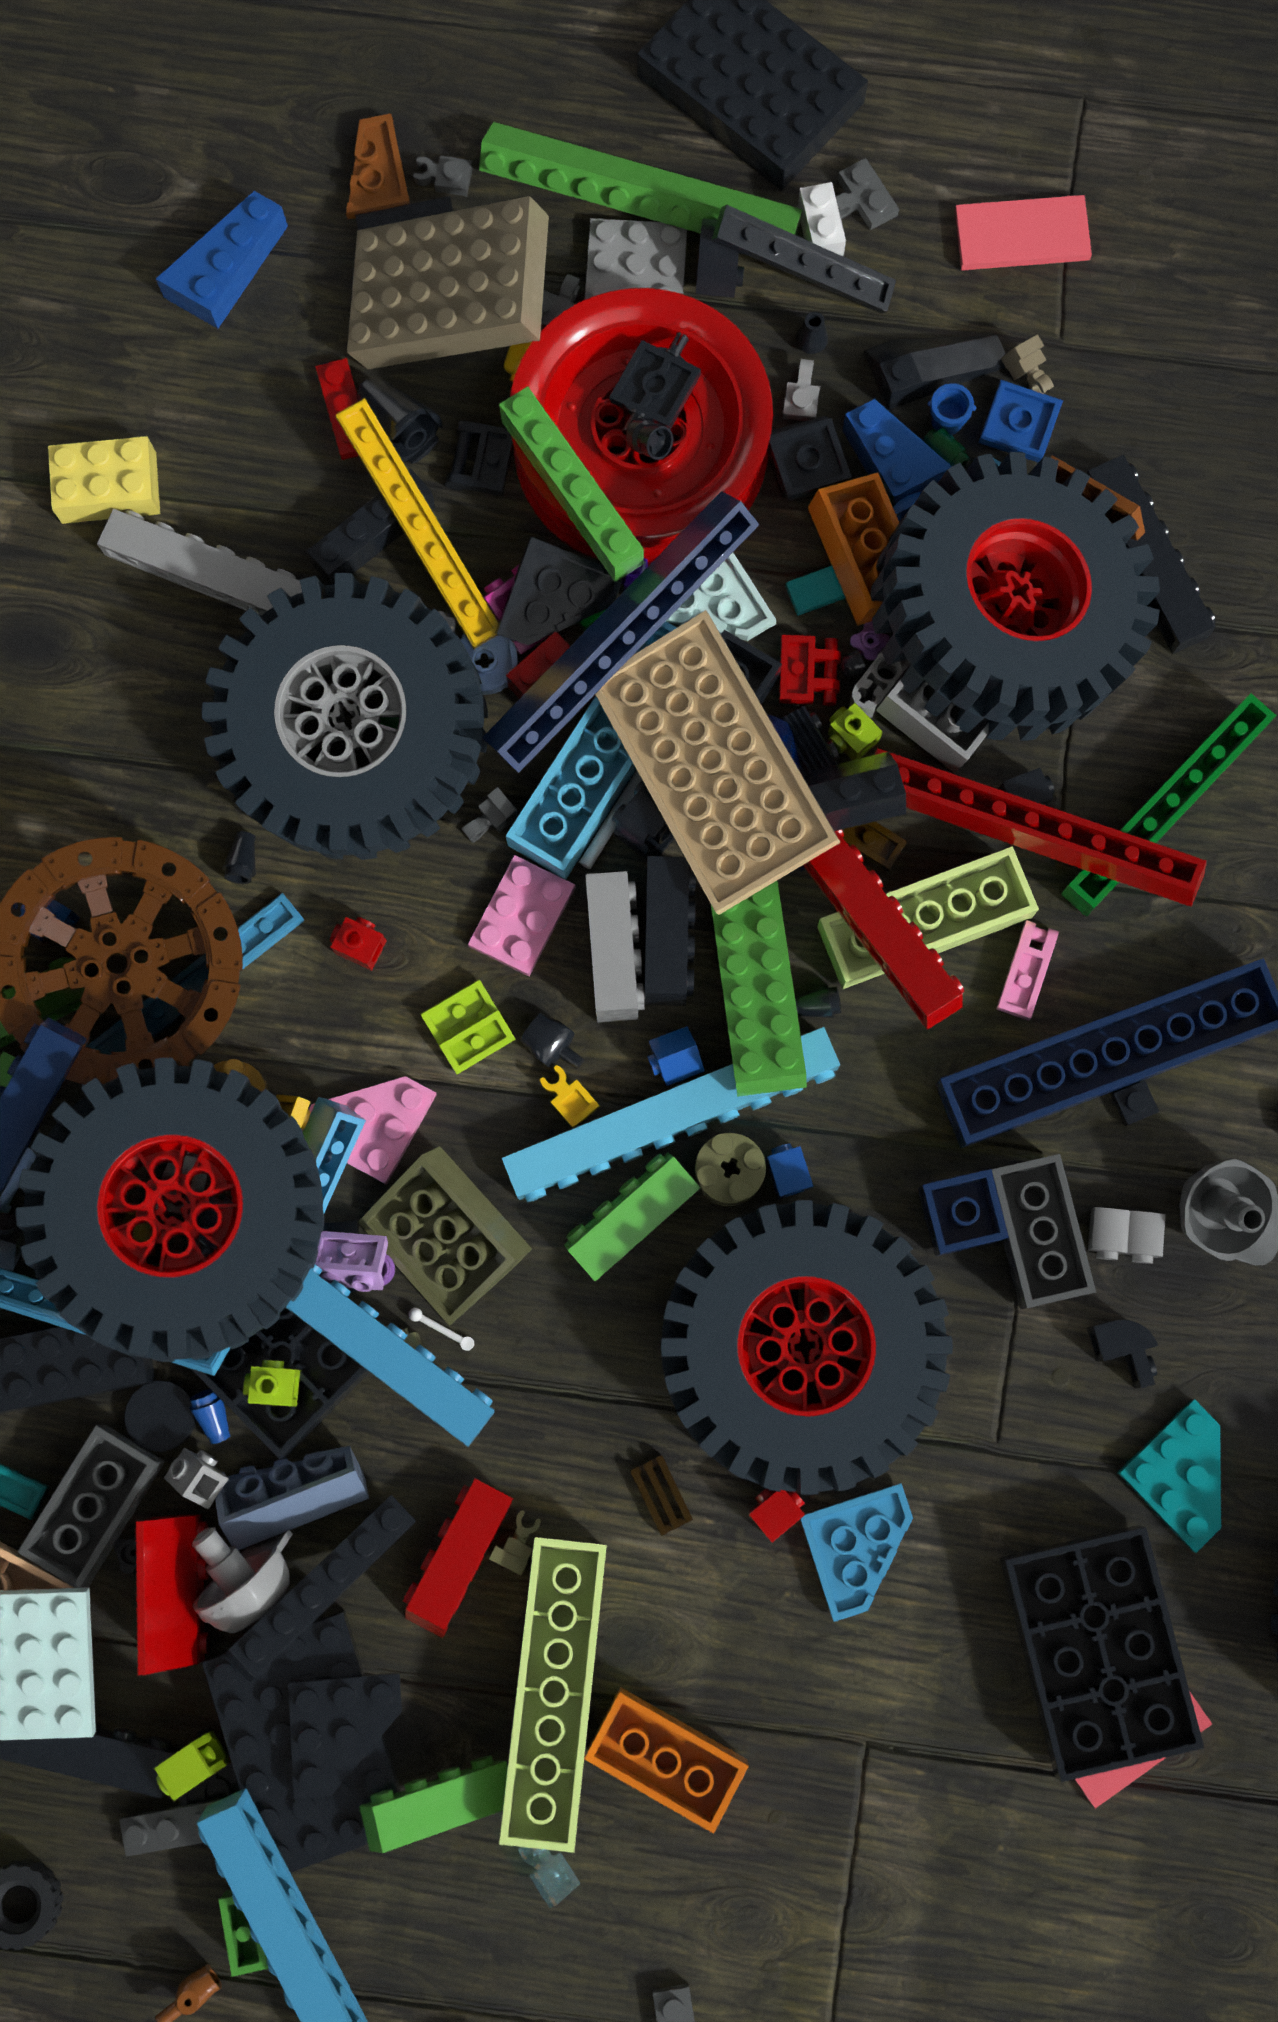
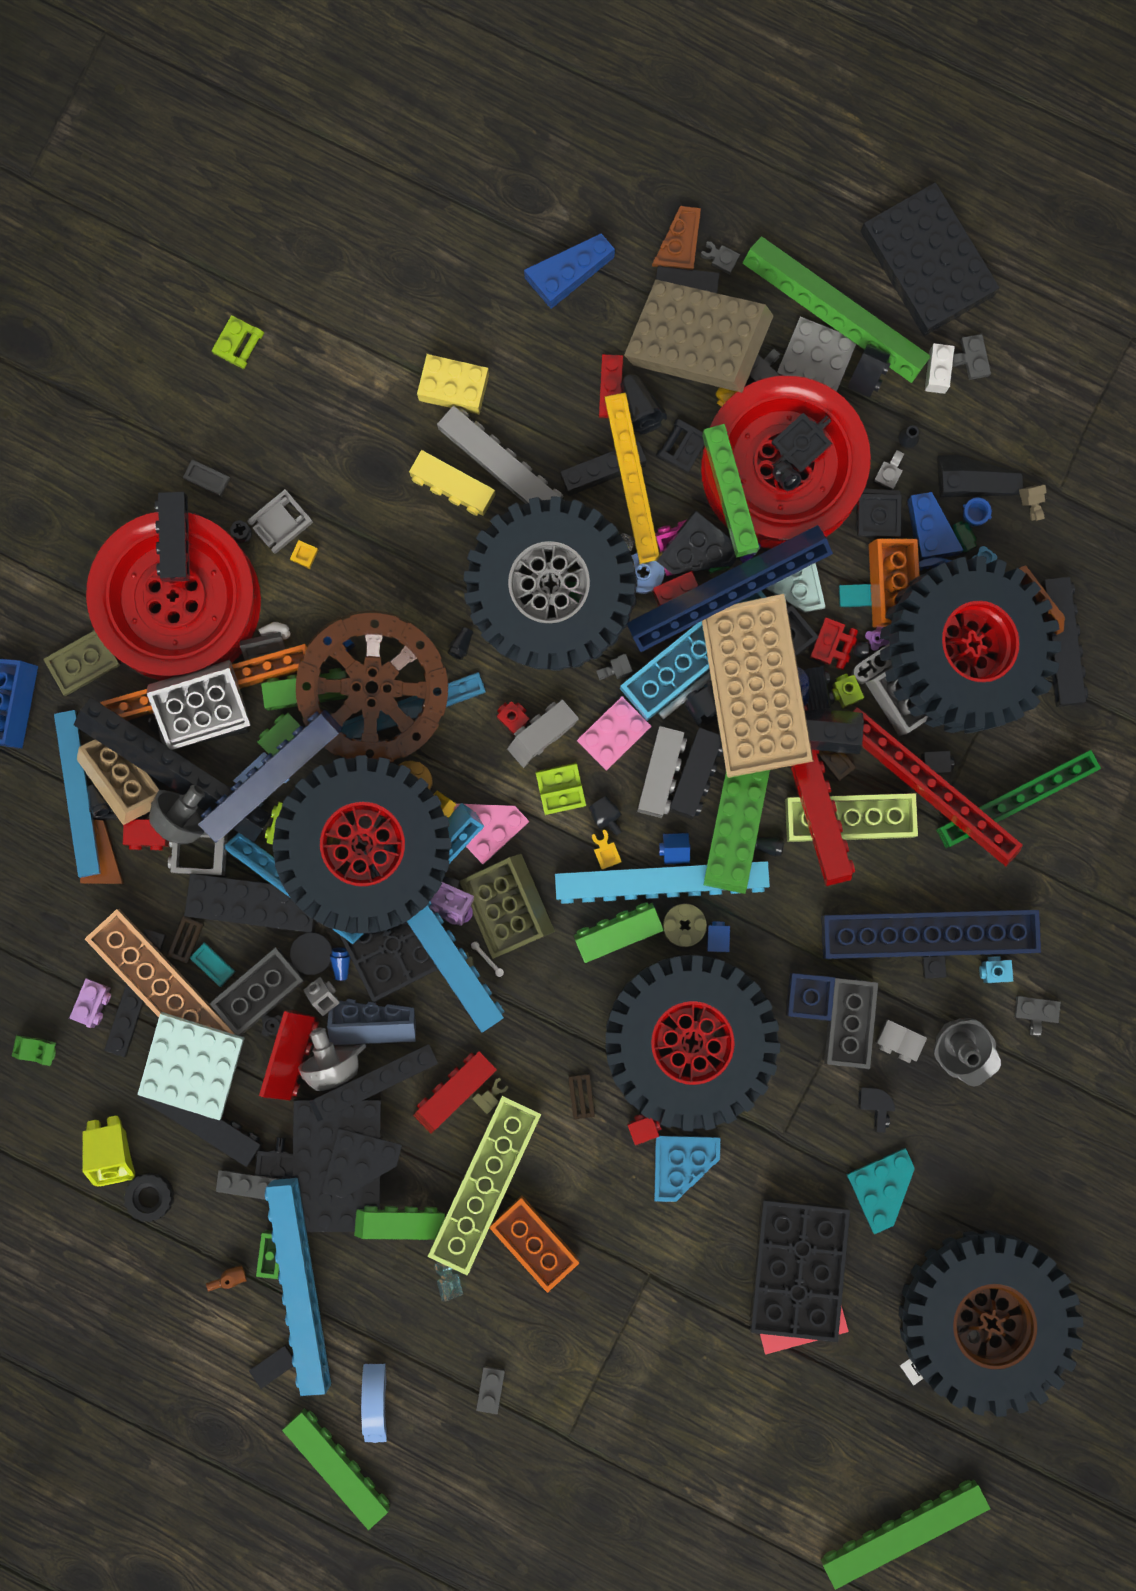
camera: 20 degrees right, 5 degrees up
(149, 624) = (452, 483): none -> light yellow brick
(191, 1765) = (270, 1155): lime brick -> none
(272, 1384) = (382, 959): lime brick -> none
(409, 949) = (542, 732): none -> light grey wedge
(803, 259) = (919, 391): black plate -> none
(1020, 421) = (1016, 533): blue plate -> none
(1023, 232) = (1061, 413): coral tile -> none
(1027, 971) = (899, 868): bright pink plate -> none
(1232, 1074) = (996, 970): none -> medium azure brick

